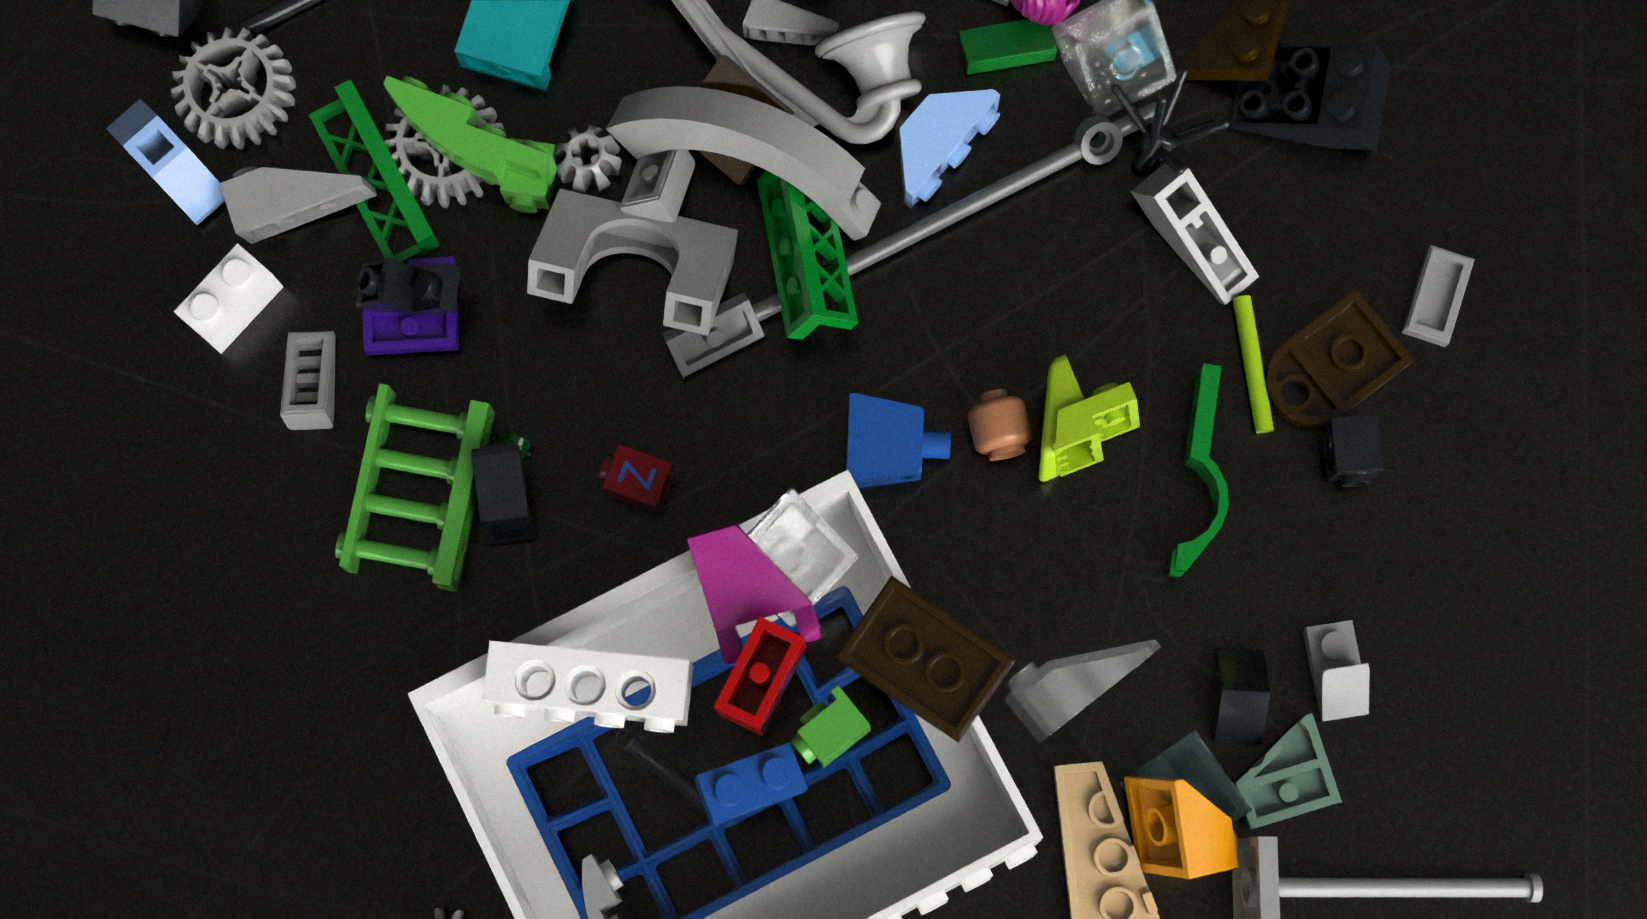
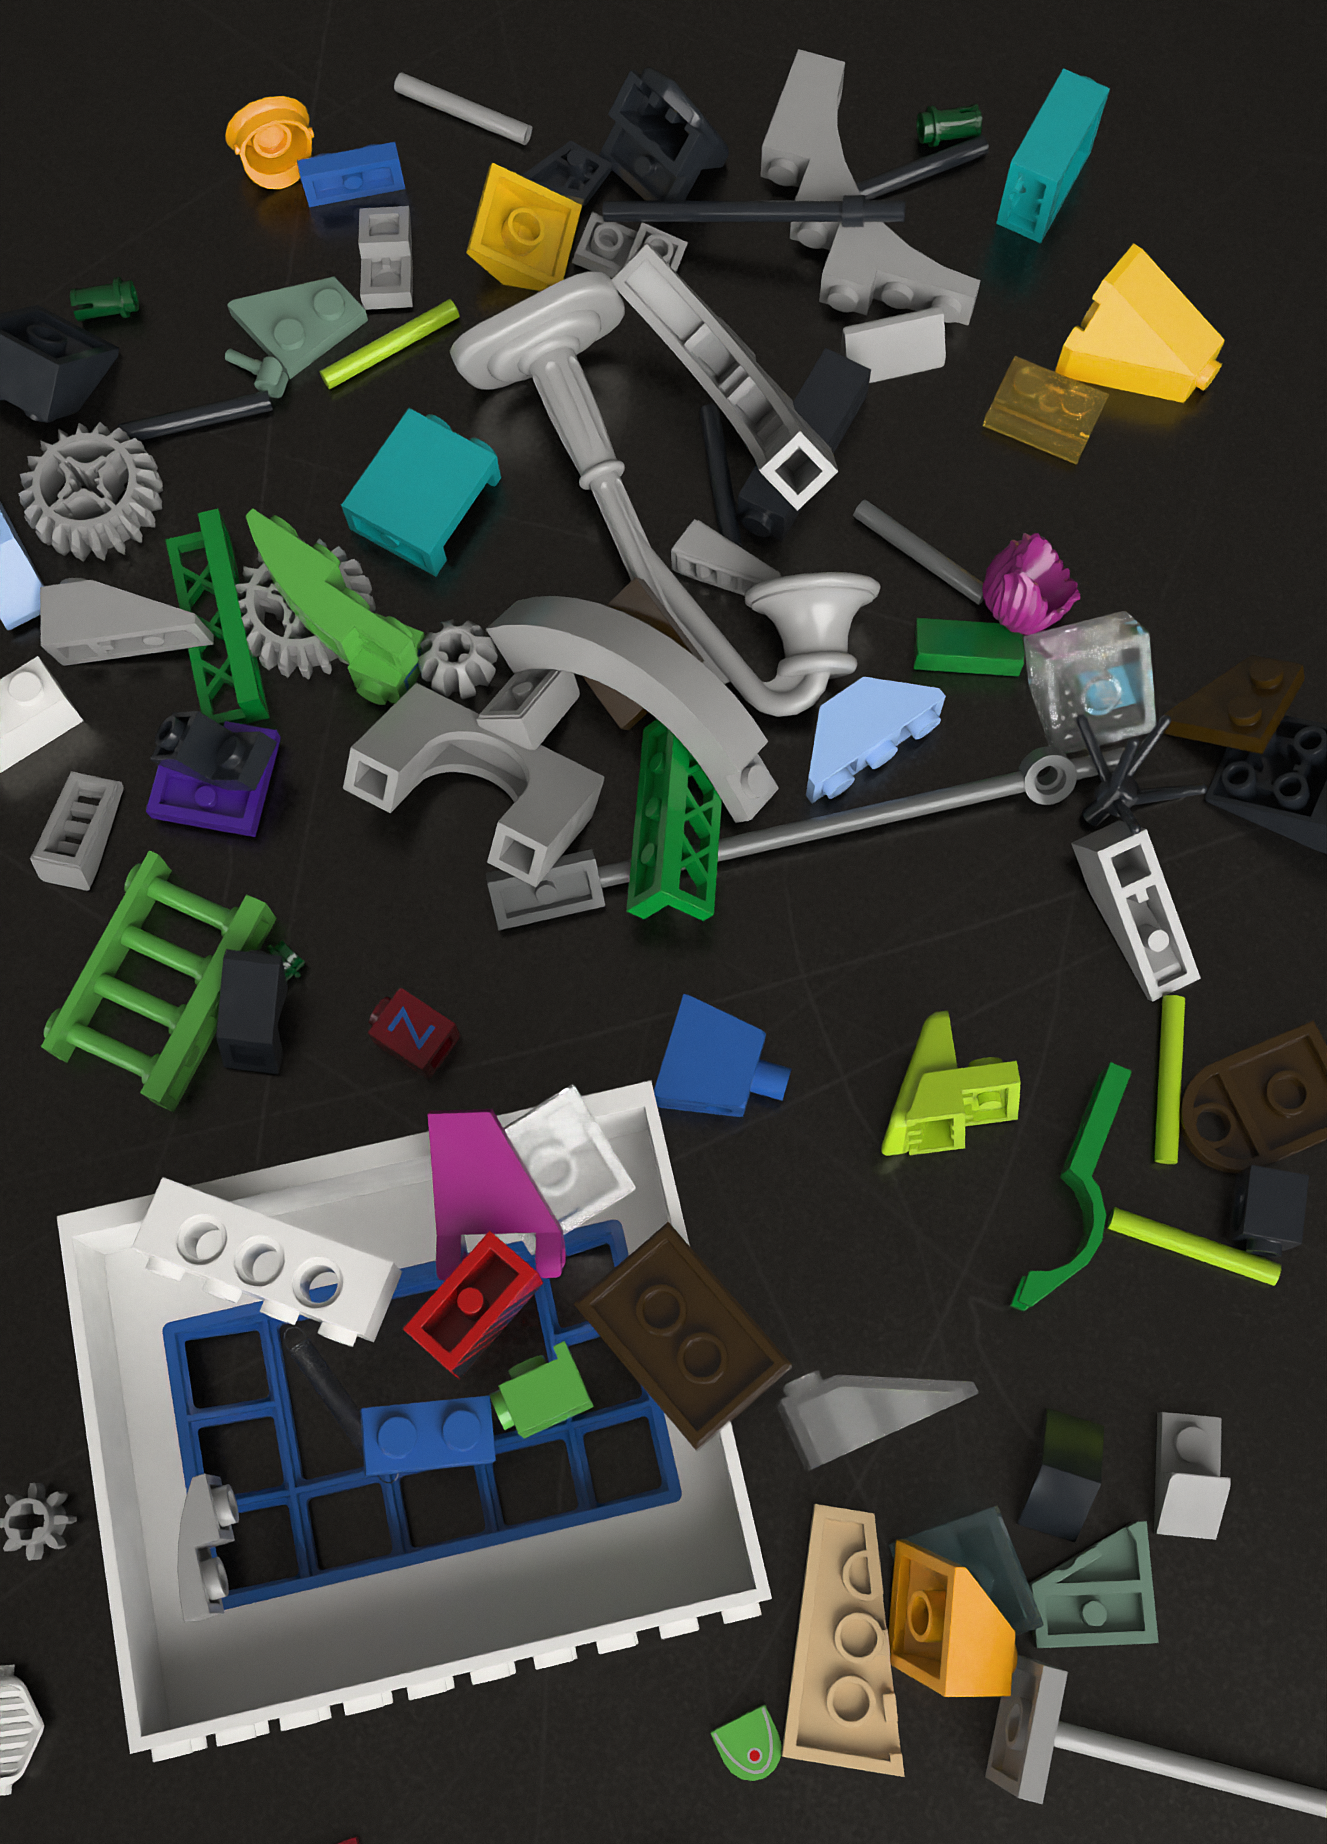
camera: 15 degrees right, 5 degrees down
(1000, 425) = (851, 1076): nougat head -> none
(1301, 492) = (1194, 1246): none -> lime bar

